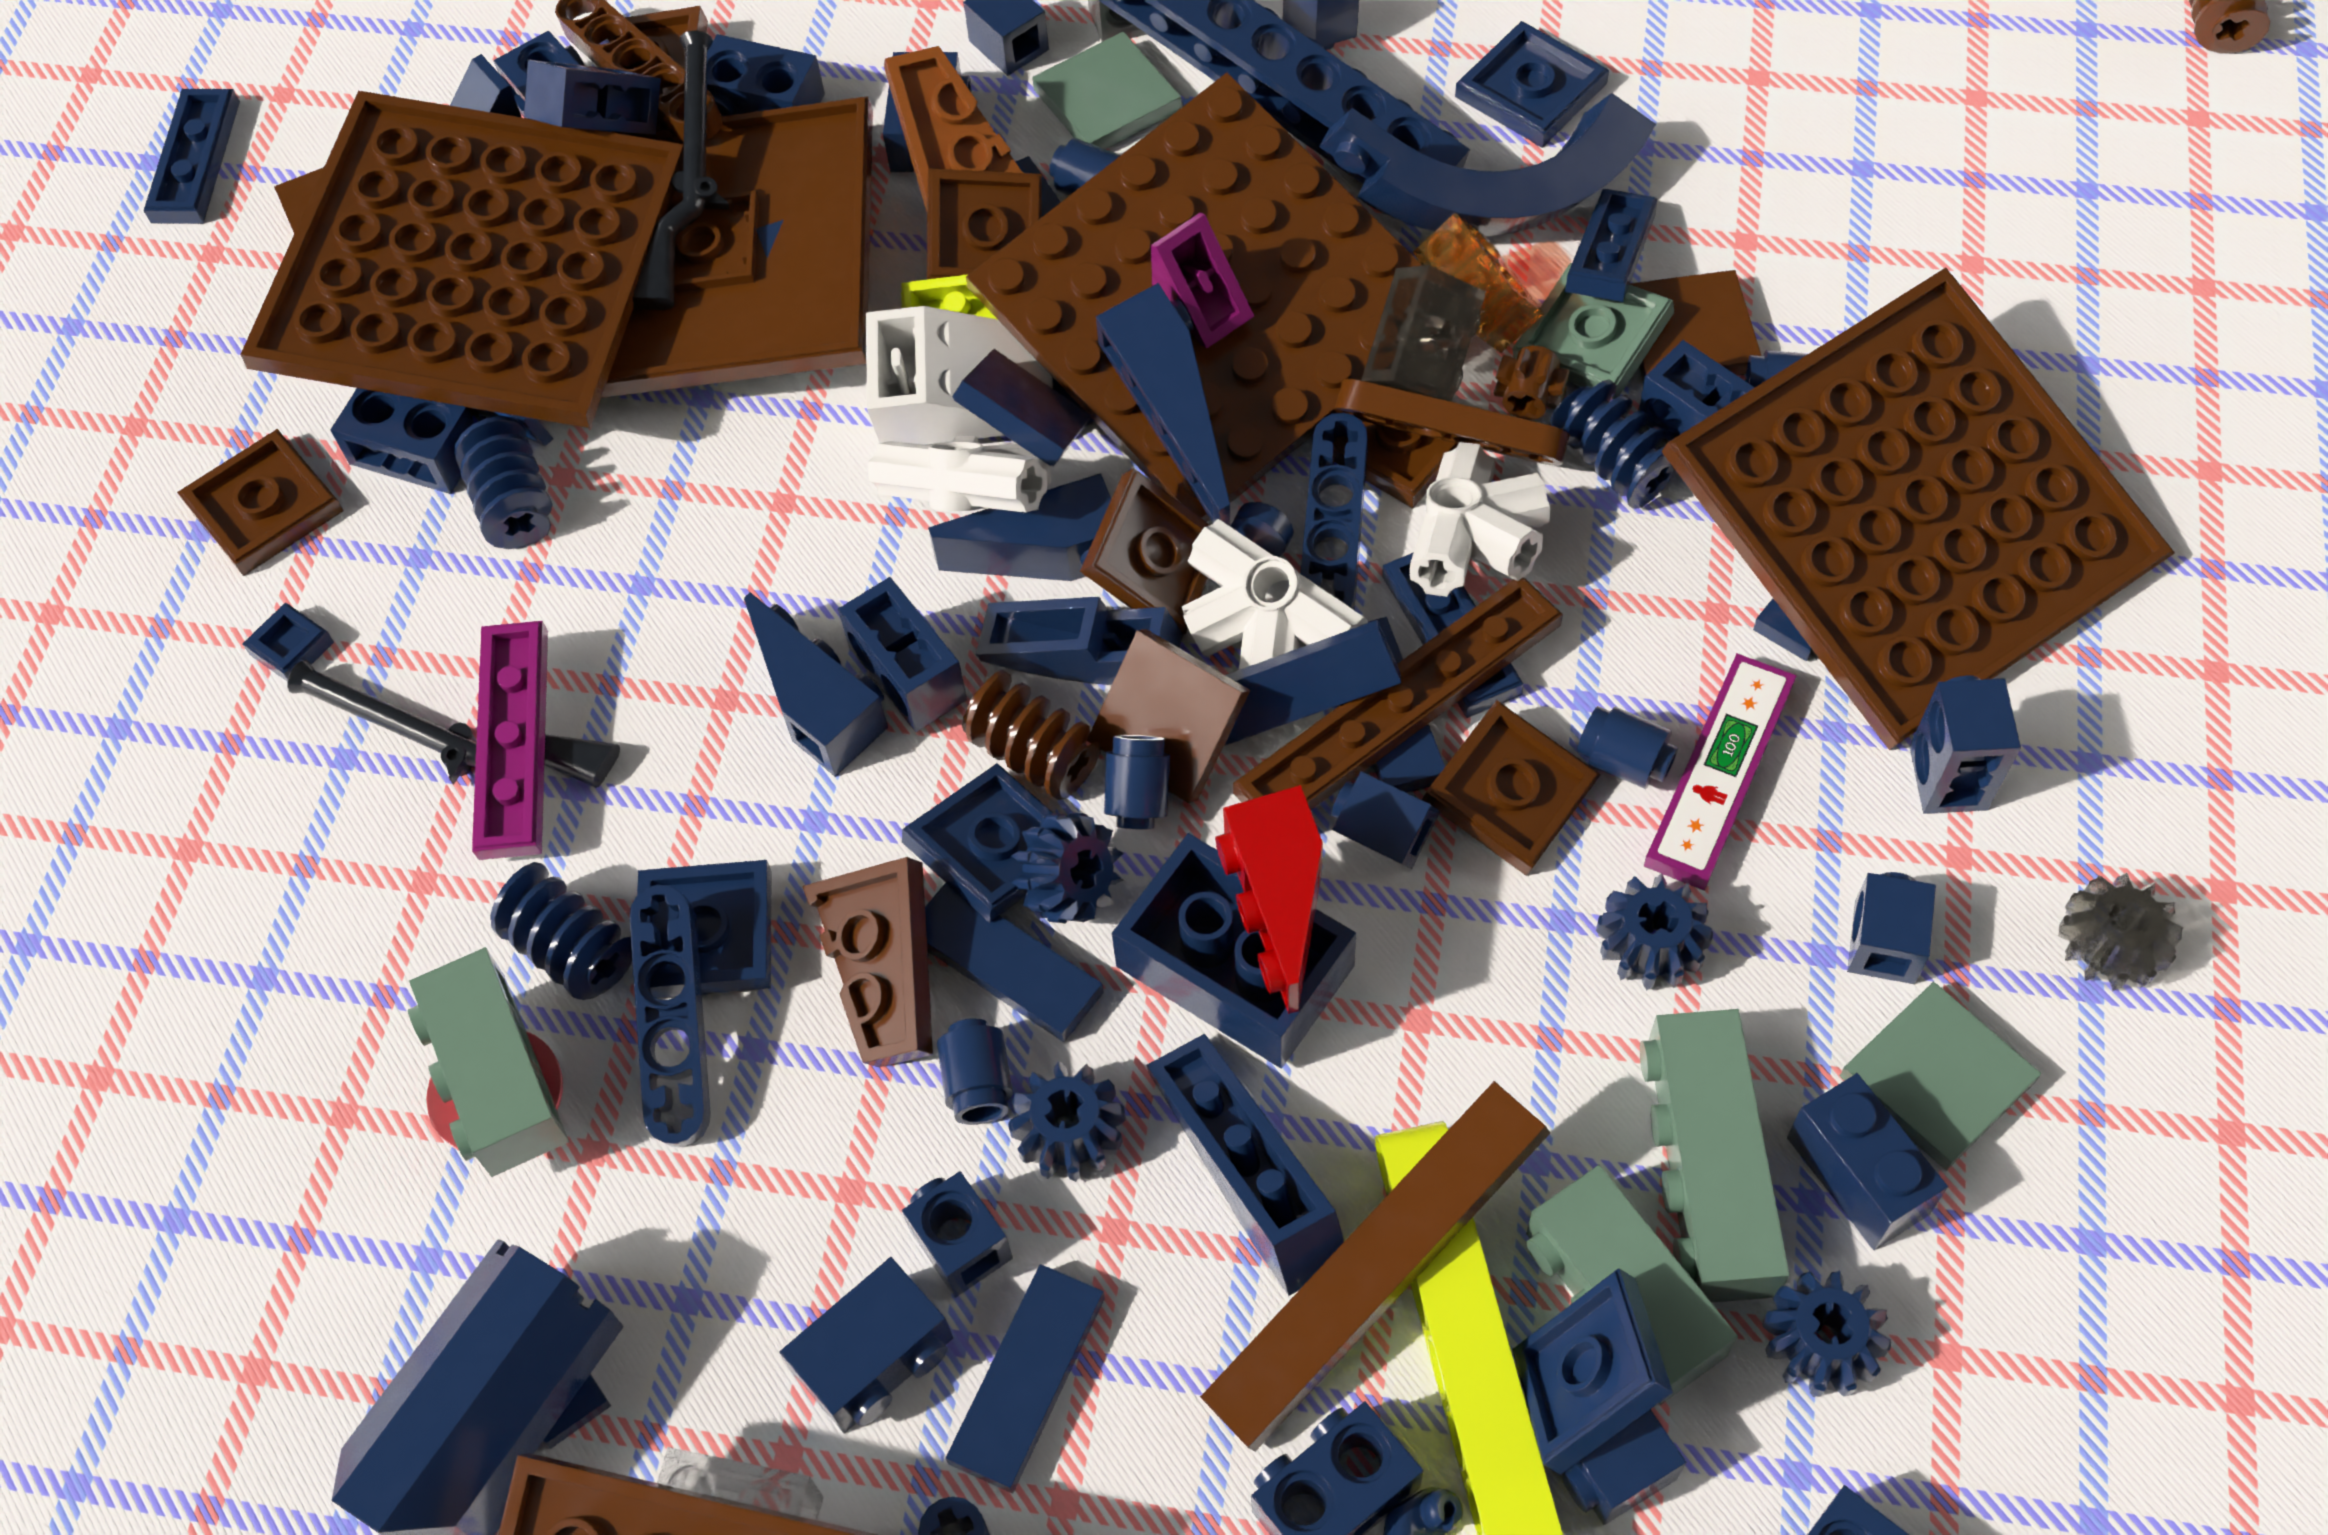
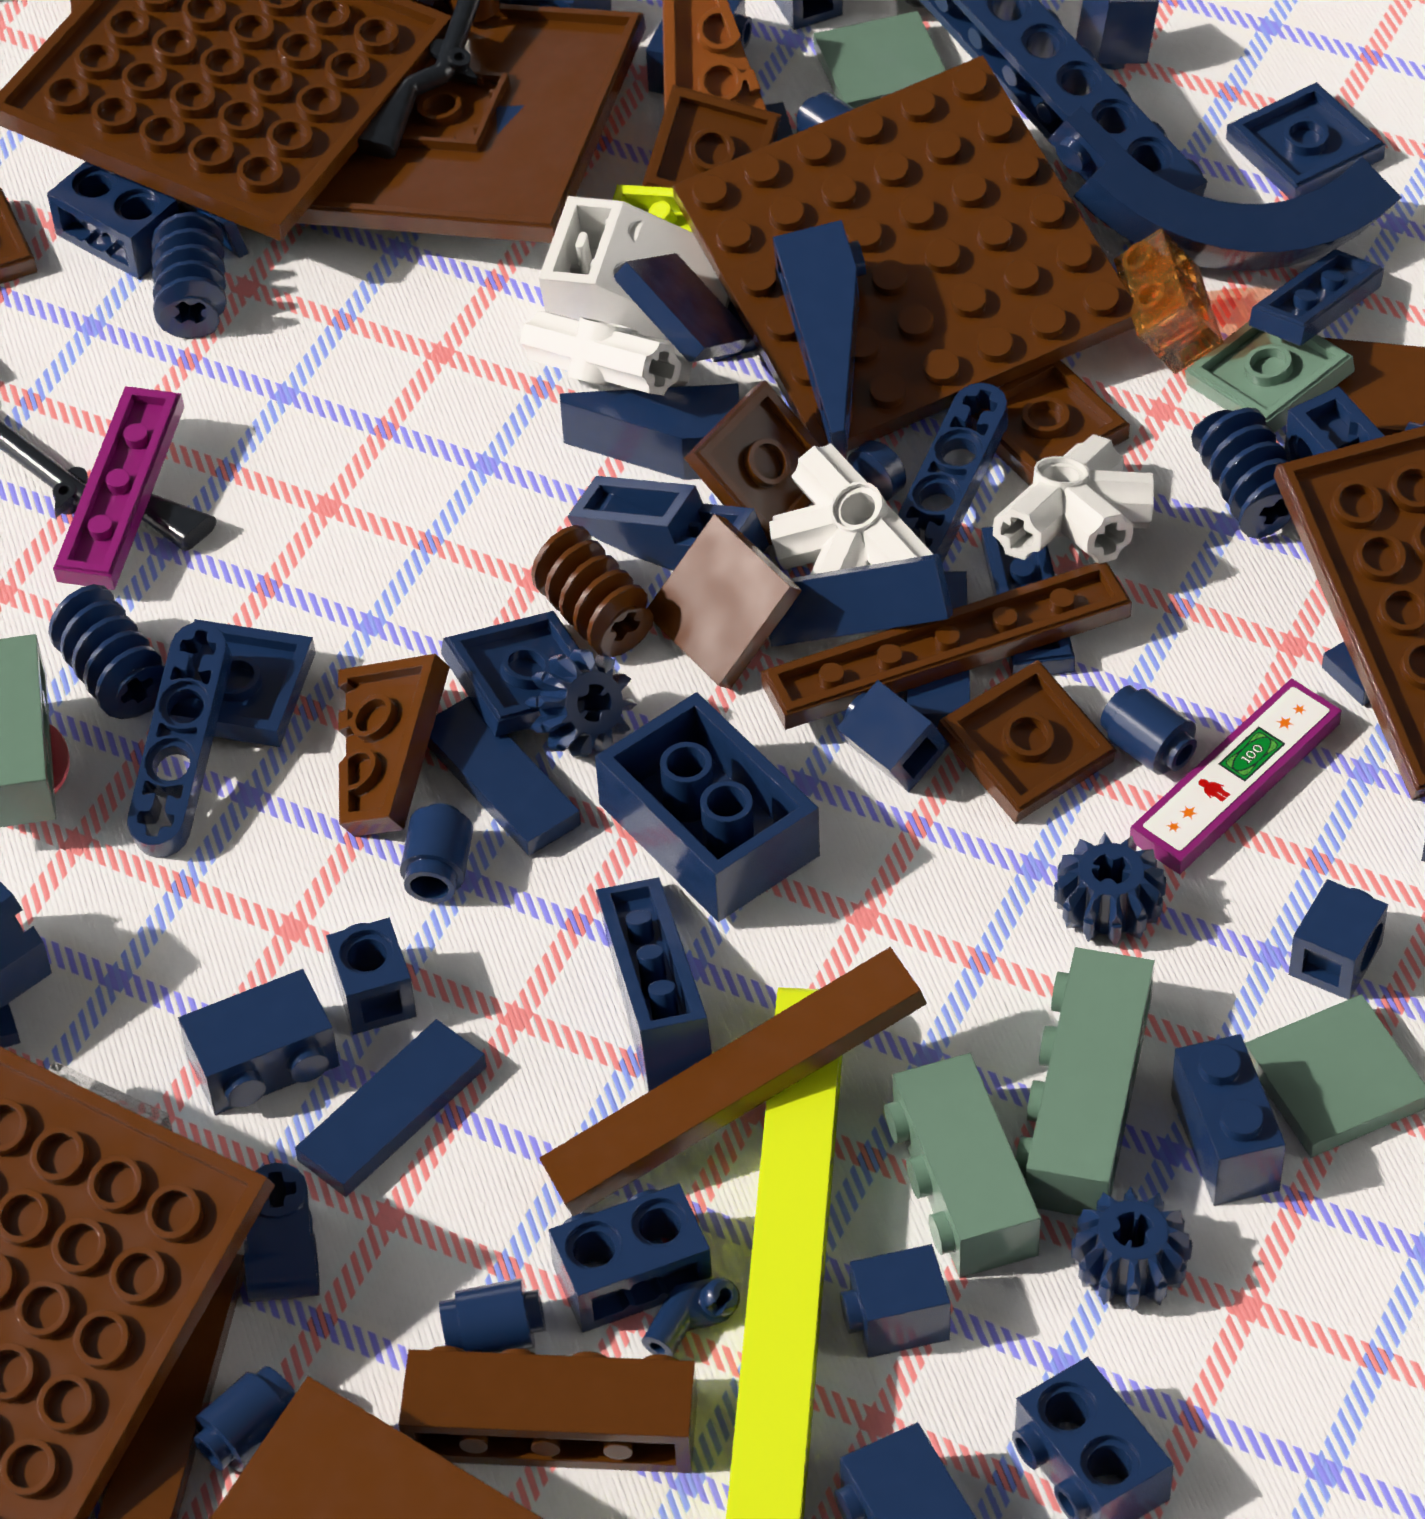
camera: 15 degrees right, 10 degrees down
(822, 703) = (409, 519): dark blue slope -> none
(903, 654) = (497, 495): dark blue brick -> none
(1062, 1145) = (503, 911): dark blue gear -> none
(1137, 781) = (673, 650): dark blue brick -> none
(1196, 272) = (884, 224): magenta slope -> none
(1279, 865) = (763, 744): red slope -> none
(1424, 332) = (1059, 342): clear smoke brick -> none
(1452, 422) = (1092, 414): reddish brown beam -> none
(1531, 382) = (1185, 398): reddish brown gear -> none
(1591, 1371) = (888, 1202): dark blue tile -> none

